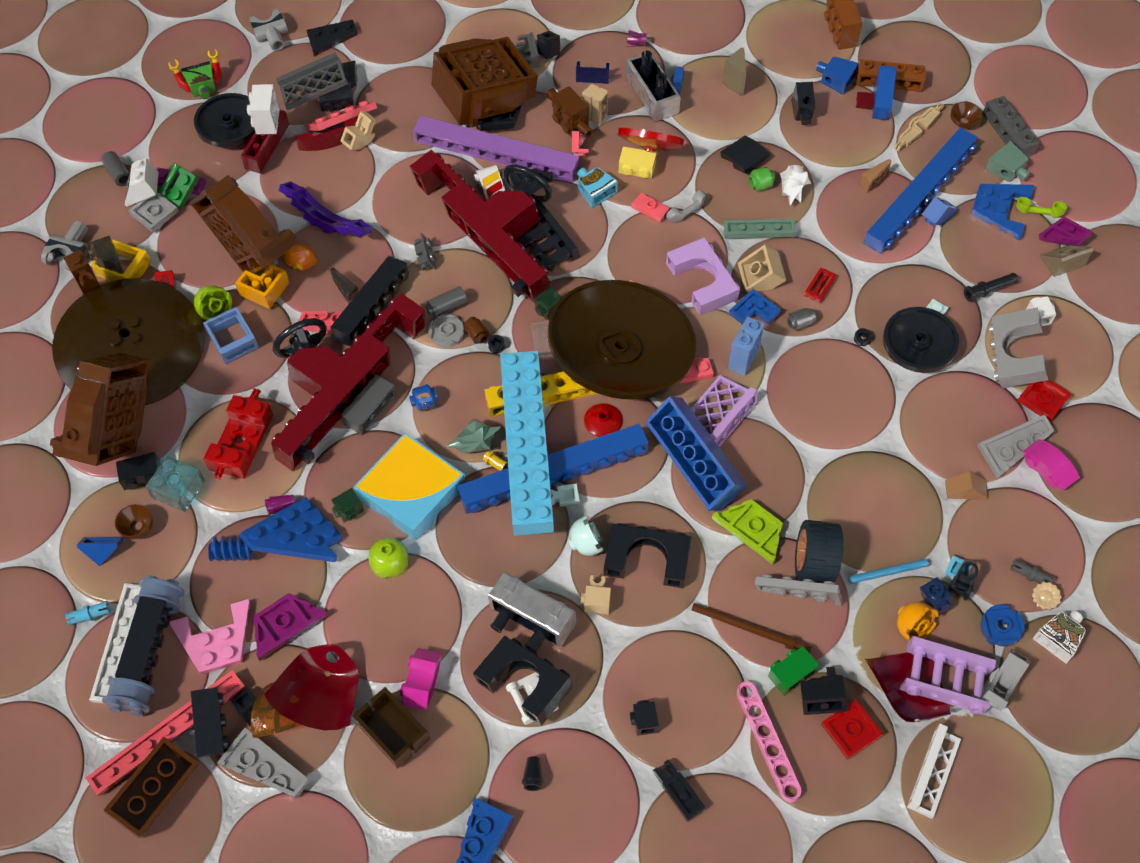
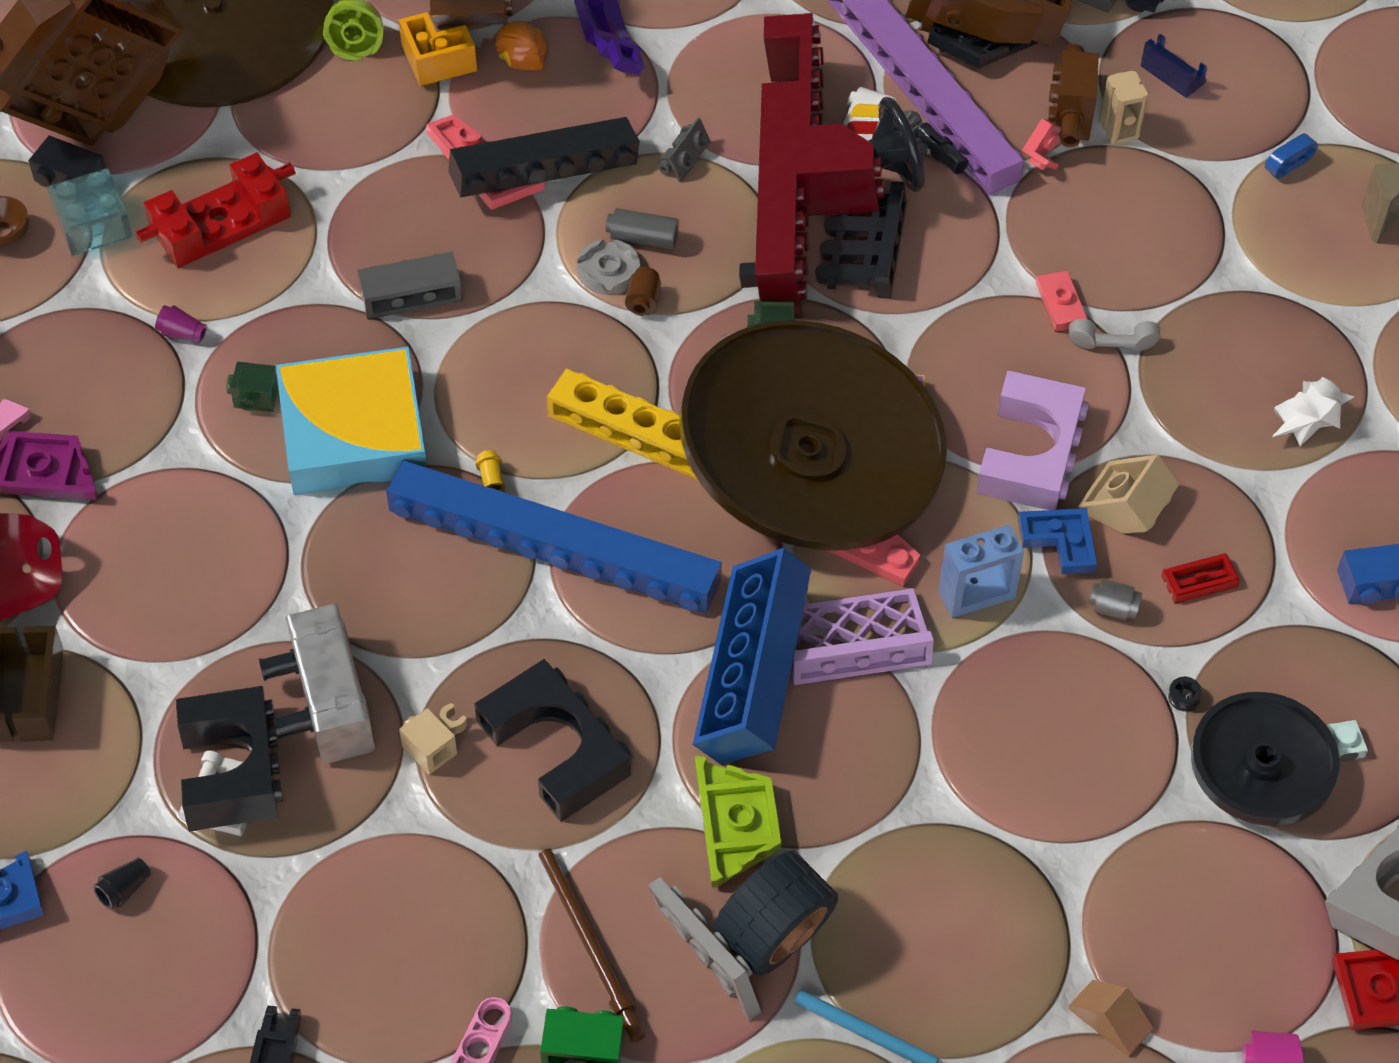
camera: 40 degrees right, 5 degrees down
(229, 549) = (69, 333): blue piece -> none
(237, 348) = (335, 105): medium blue window -> none
(295, 532) = (158, 370): blue wing -> none
(335, 378) = (397, 220): dark red piece -> none
(345, 286) = (535, 115): clear smoke slope -> none
(388, 558) = (236, 487): lime cylinder -> none
(421, 678) = (116, 658): dark pink brick -> none
(423, 397) = (485, 326): blue head -> none
(474, 437) = (492, 420): sand green hair -> none
(491, 341) = (652, 321): black bush -> none
(526, 444) = (537, 470): medium azure brick -> none
(566, 495) = (530, 582): light aqua plate -> none
(585, 537) = (498, 650): light aqua cylinder -> none
(596, 185) = (1010, 219): medium azure torso -> none
(602, 426) = (694, 537): red dish -> none
(637, 162) = (1104, 227): light yellow brick -> none
(640, 38) = (1293, 63): flat silver piece -> none
(644, 717) = (327, 934): black brick -> none
(650, 139) = (1142, 203): red dish -> none
(652, 86) = (1239, 137): piece -> none
(745, 154) = (1283, 322): black slope -> none
(759, 228) = (1191, 436): sand green plate -> none
(761, 179) = (1269, 371): bright green head -> none
(1007, 448) = (1228, 1008): light grey wing -> none

